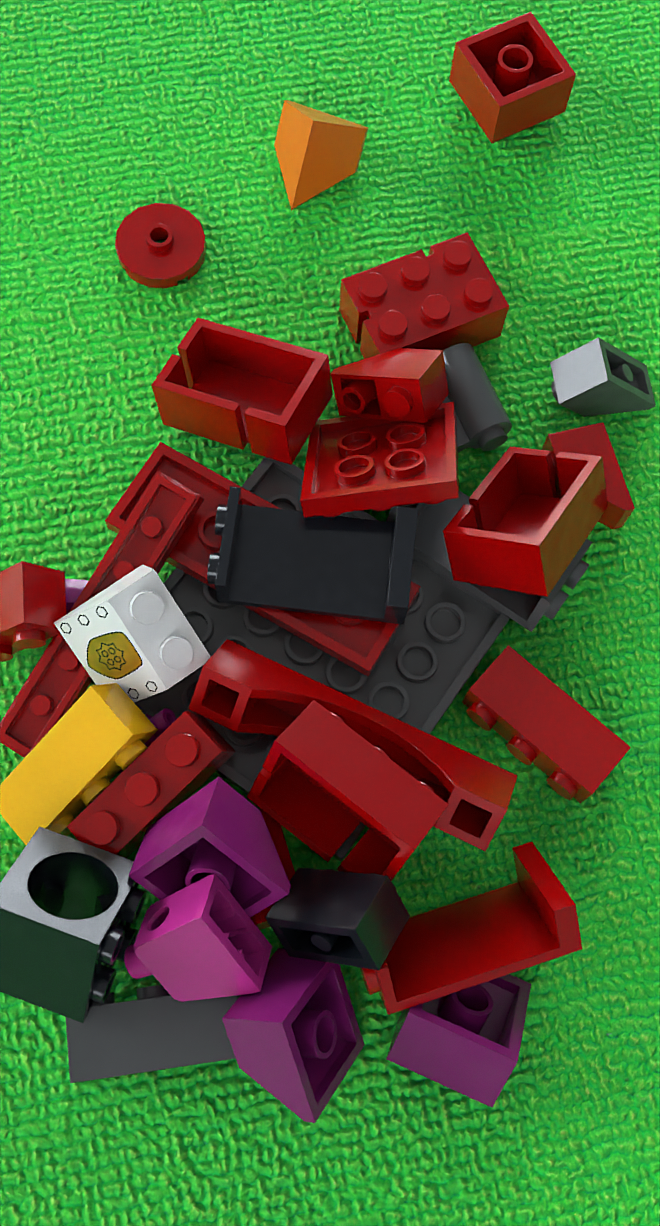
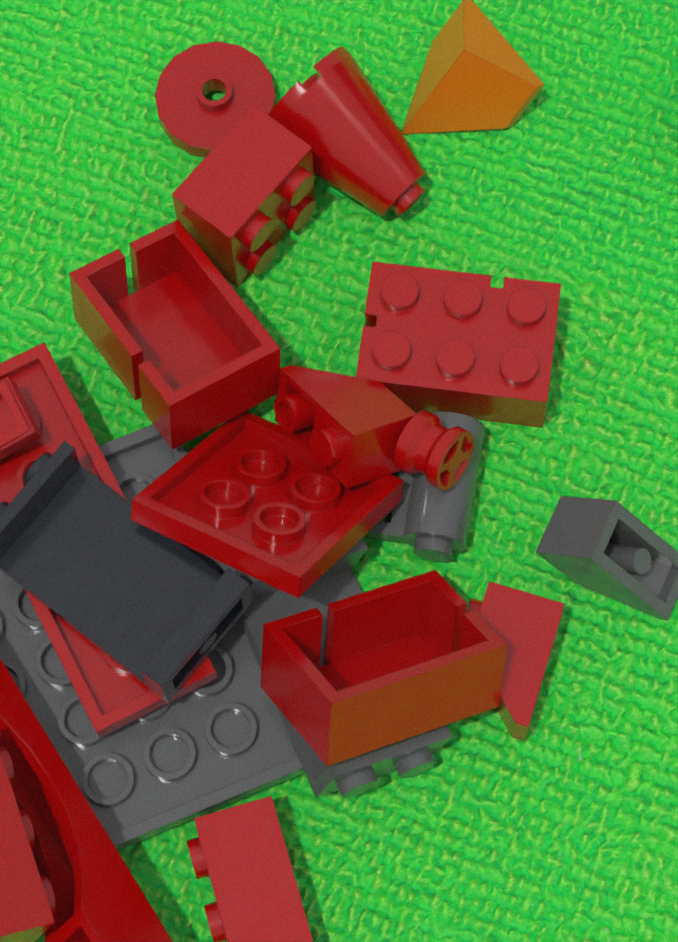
camera: 40 degrees right, 0 degrees up
(232, 273) = (248, 195): none -> red brick
(268, 218) = (352, 136): none -> red cone
(465, 369) = (434, 450): none -> red wheel

